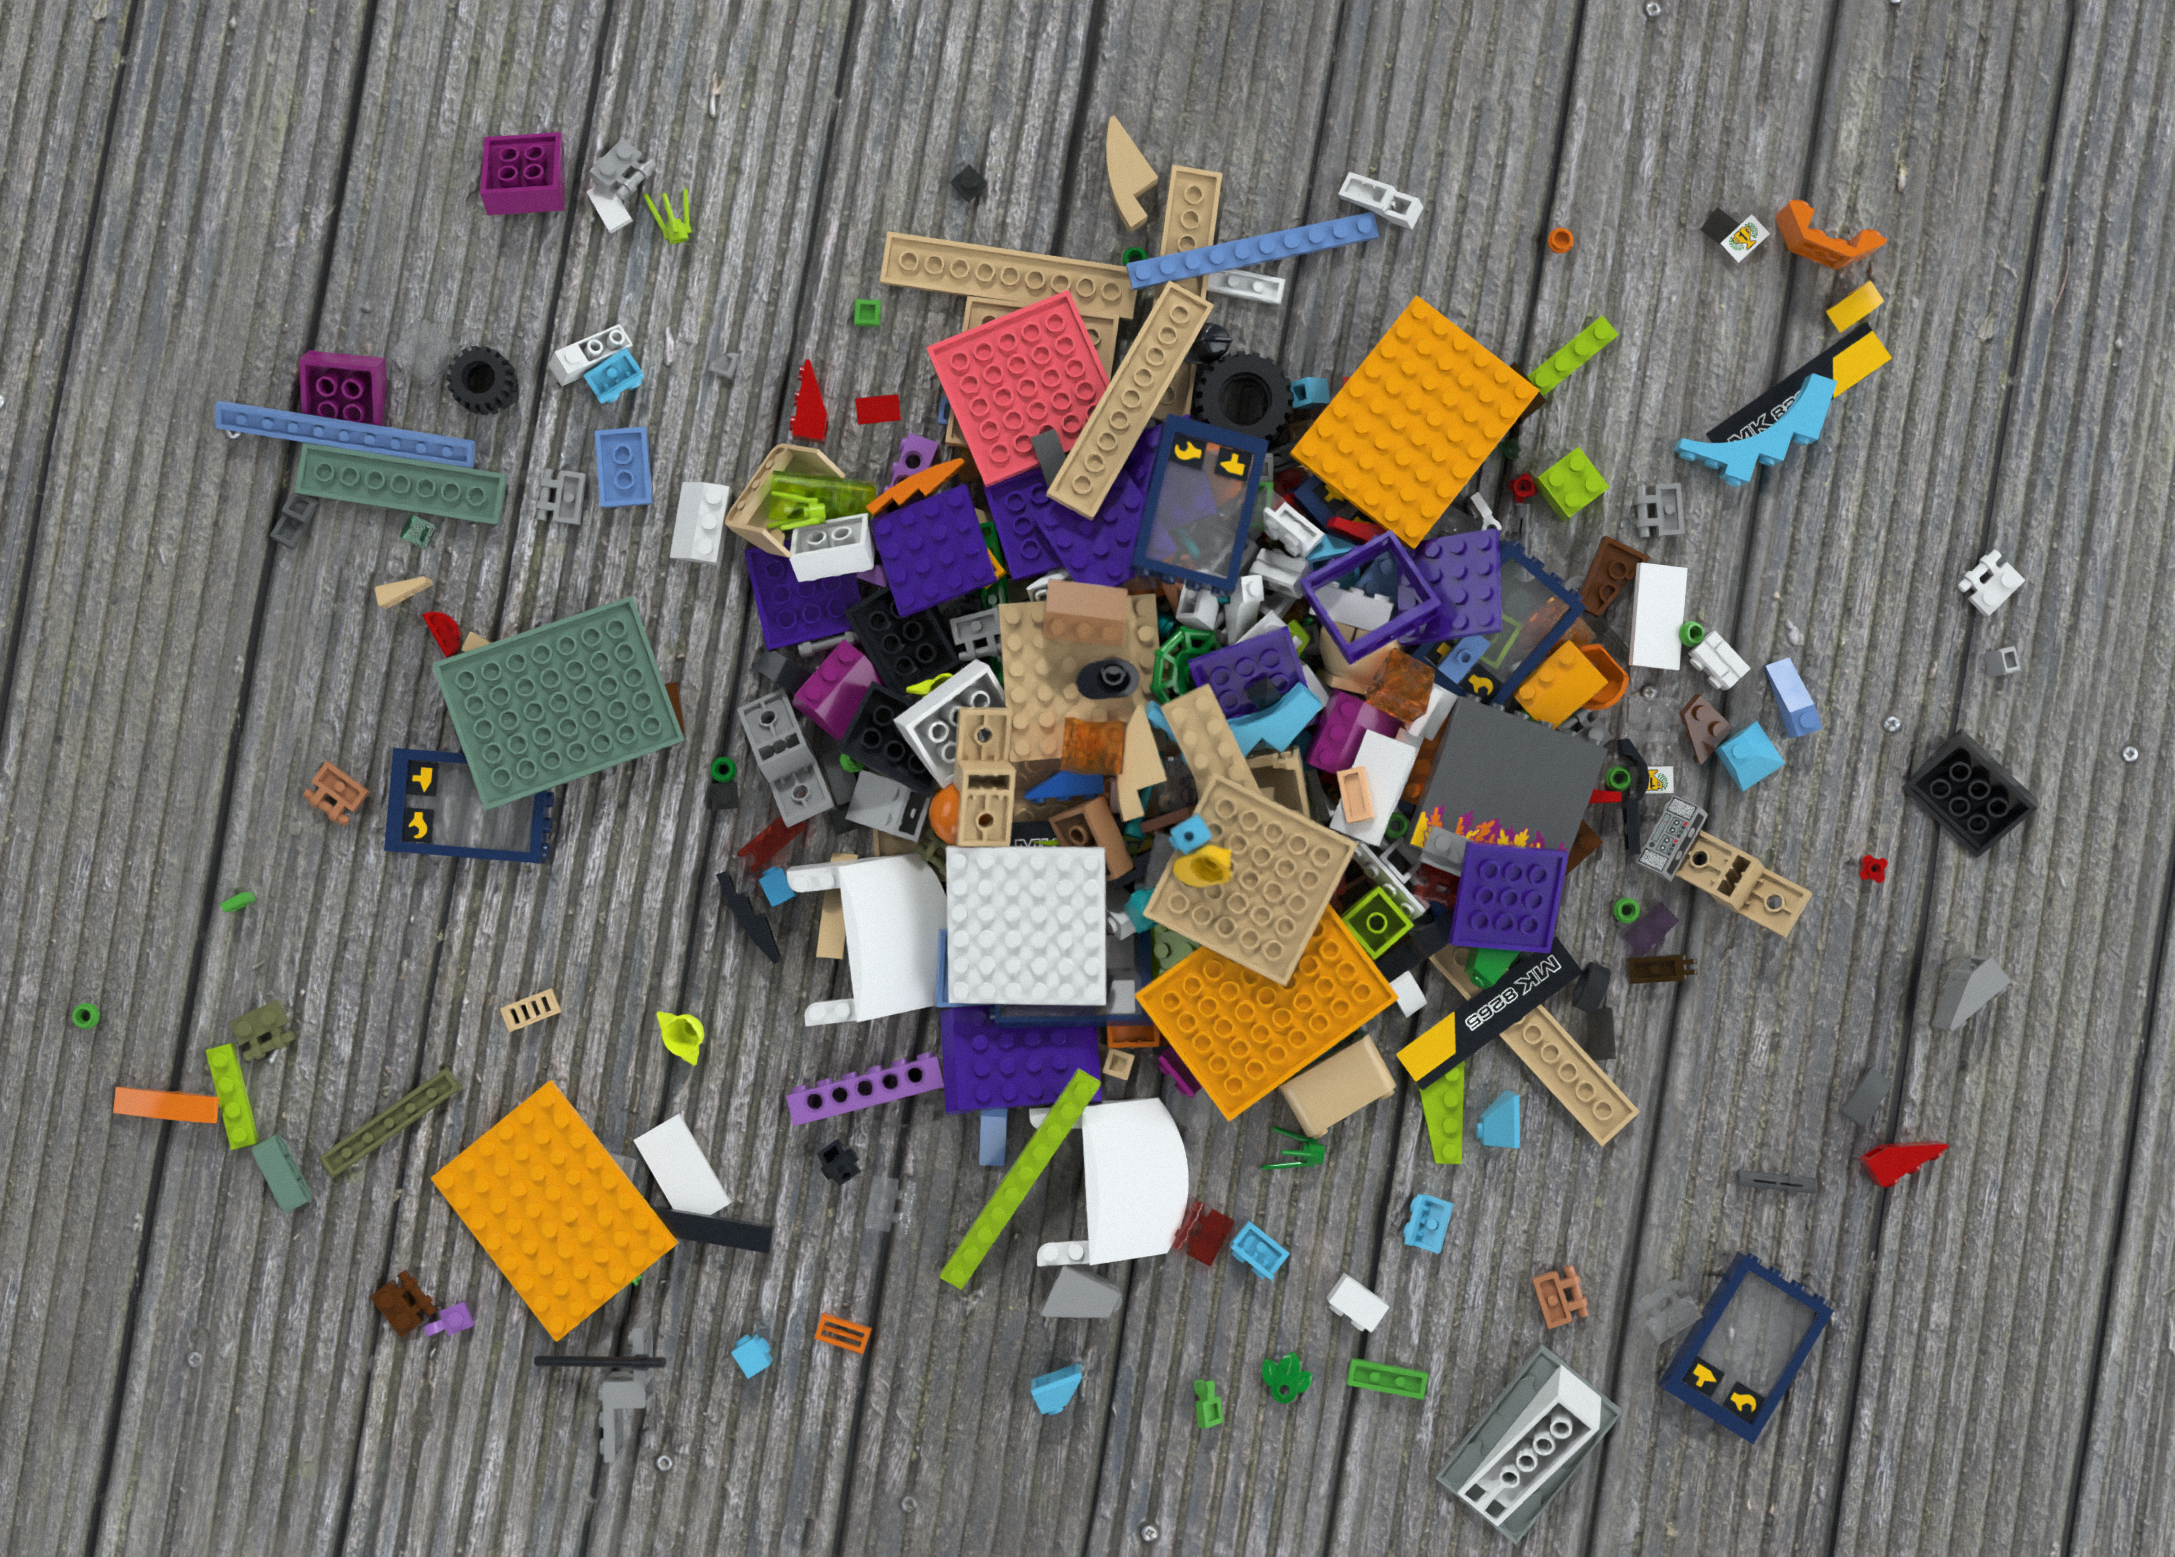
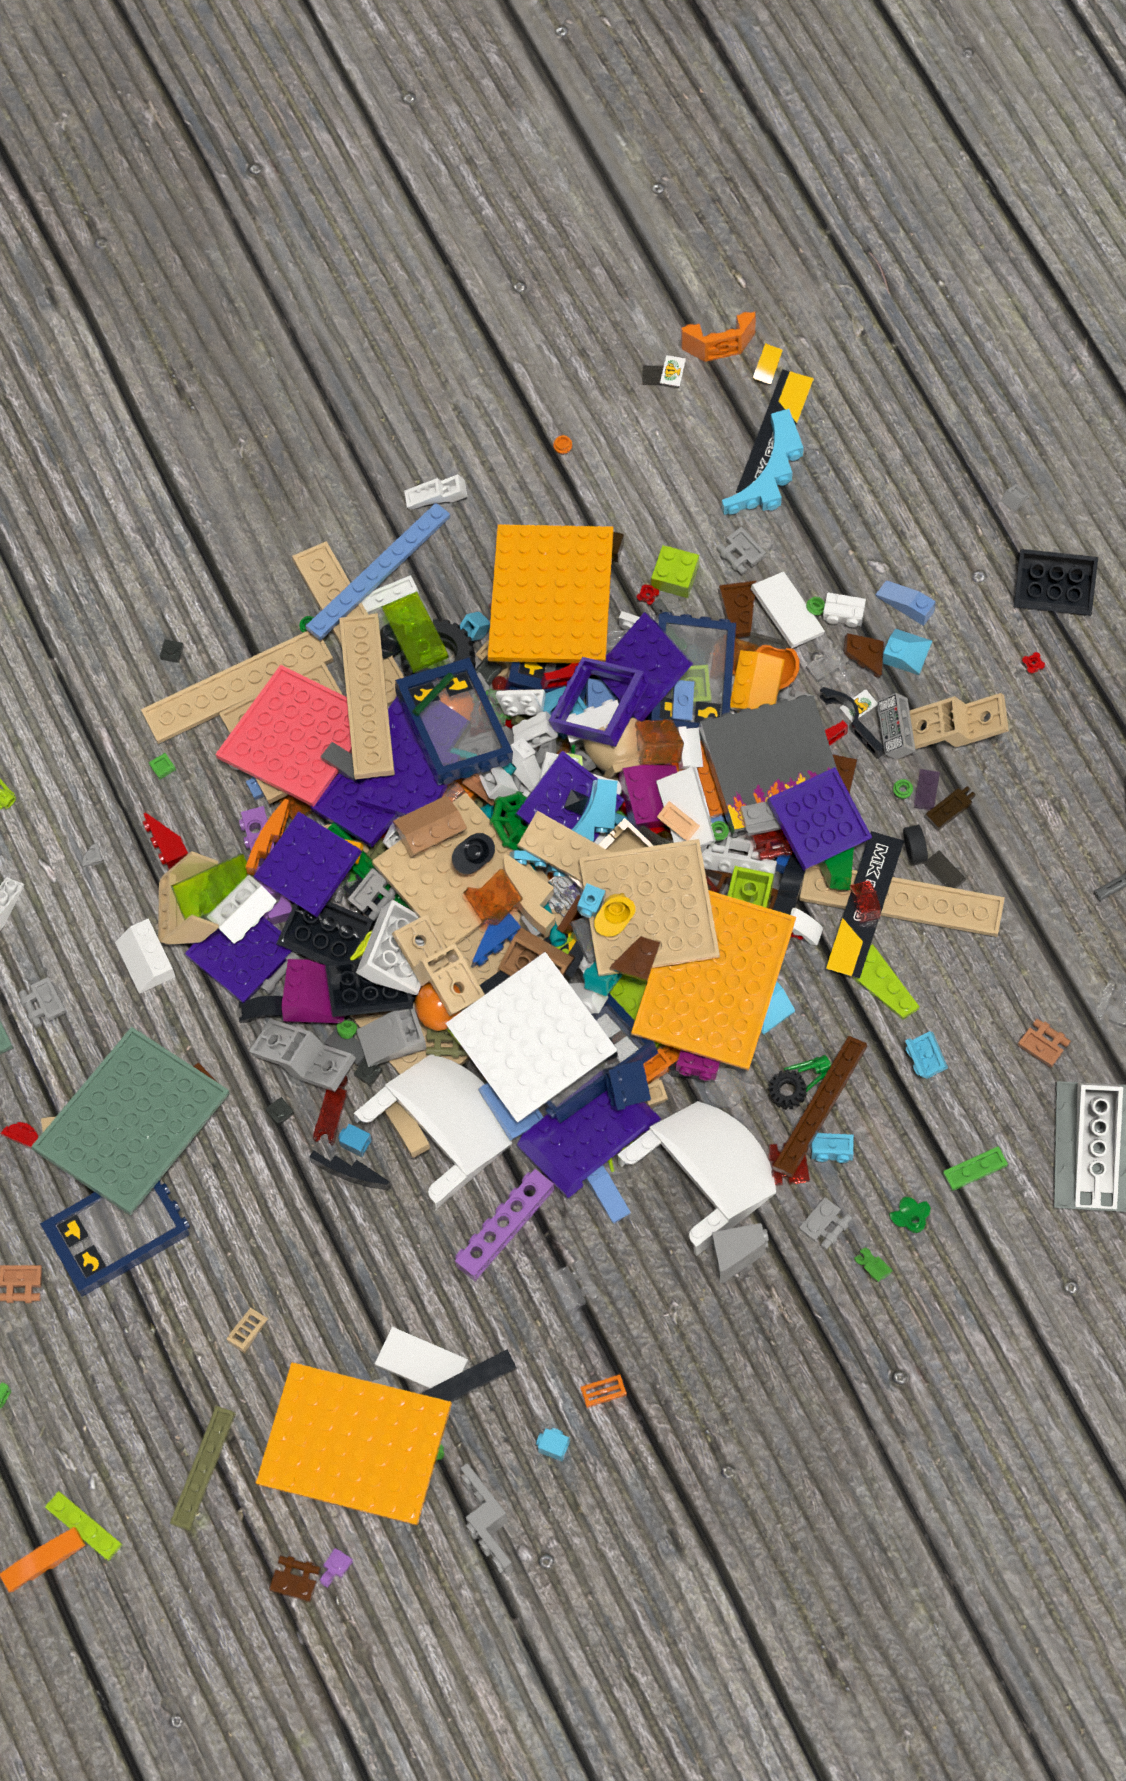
camera: 25 degrees left, 20 degrees down
(260, 1022) = (69, 1465): olive plate -> none
(281, 1173) = (152, 1550): sand green beam -> none
(614, 376) = (25, 907): medium azure bracket -> none
(623, 467) = (70, 957): medium blue plate -> none
(639, 1362) = (481, 1481): black bar -> none
(681, 1035) = (359, 1272): neon yellow piece -> none
(715, 769) = (267, 1089): green plate -> none
(813, 514) = (214, 897): lime plant -> none
(838, 1162) = (520, 1280): black brick -> none
(878, 409) = (209, 817): red sticker -> none
(1020, 1178) = (644, 1204): lime plate -> none
(1056, 1388) = (767, 1323): medium azure slope -> none
(1089, 1045) = (626, 1084): none -> dark blue bracket
(1127, 175) = (268, 581): tan slope -> none
(1191, 1315) = (819, 1221): none -> light grey plate
(1195, 930) = (637, 959): none -> reddish brown wing
(1196, 461) = (433, 694): none -> dark green bar
(1236, 360) = (415, 631): none -> clear neon green tile
(1247, 1144) = (779, 1081): none -> black tyre
(1277, 1201) = (820, 1106): none -> reddish brown plate
(1338, 1085) = (802, 1011): tan windscreen -> none
(1356, 1302) = (920, 1135): white brick -> none
(1492, 1013) = (866, 901): none -> clear red slope
(1501, 1122) = (925, 962): medium azure slope -> none
(1510, 448) = (622, 576): clear green plate -> none
(1572, 355) = (621, 499): lime plate -> none
(1624, 773) = (837, 712): bright green plate -> none
(1996, 588) = (978, 462): white plate -> none

